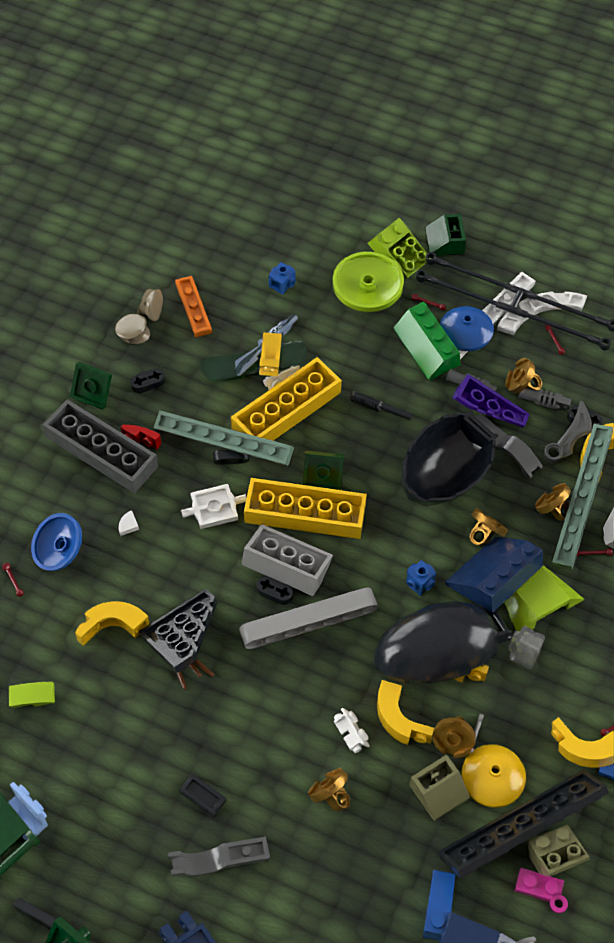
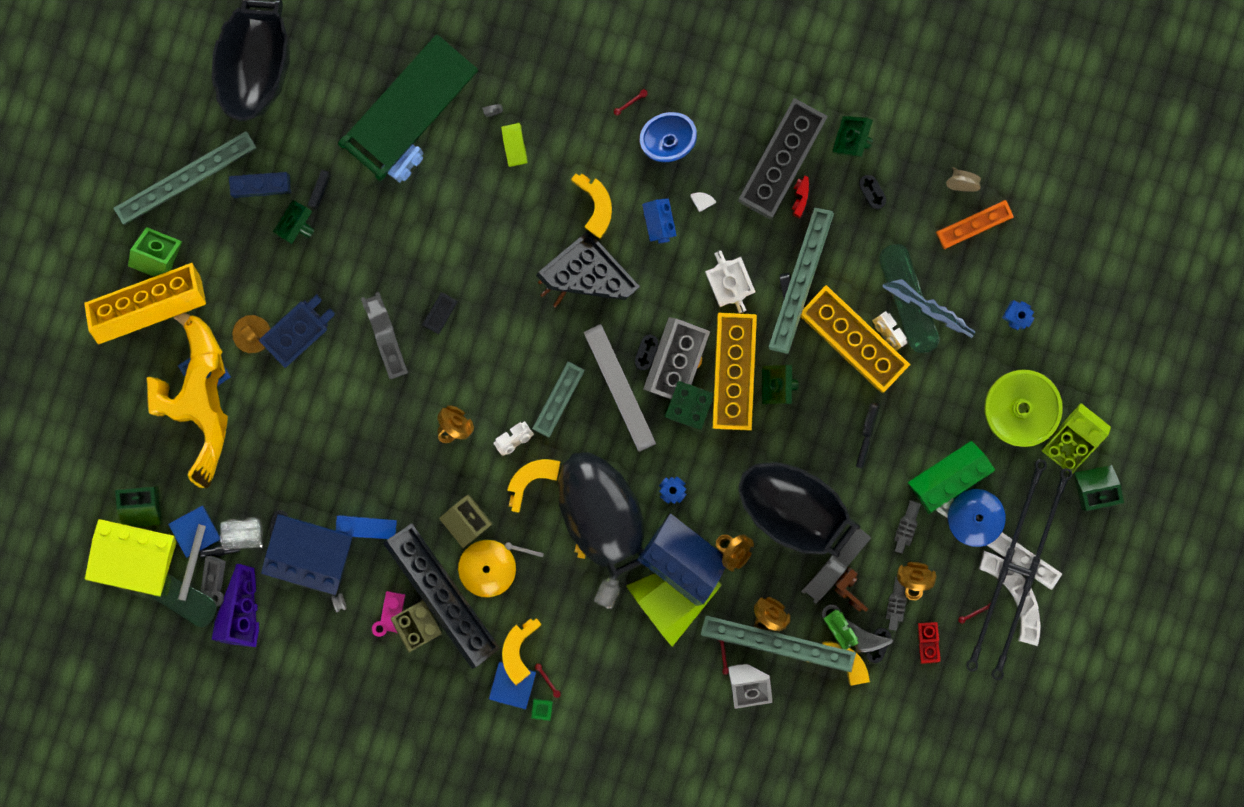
camera: 85 degrees right, 30 degrees up
(132, 329) = (934, 165): piece -> none
(140, 560) = (659, 220): none -> blue brick
(270, 354) = (907, 315): yellow arch -> none
(314, 681) = (558, 399): none -> sand green tile
(336, 550) = (689, 405): none -> dark green bracket
(415, 297) = (1015, 460): dark red hinge -> none
(454, 737) = (514, 531): pearl gold tile -> none
(484, 400) = (879, 543): dark purple wedge -> none
(528, 432) = (848, 578): none -> reddish brown bracket
(562, 441) = (838, 626): none -> bright green hinge
(578, 378) = (928, 642): none -> red slope

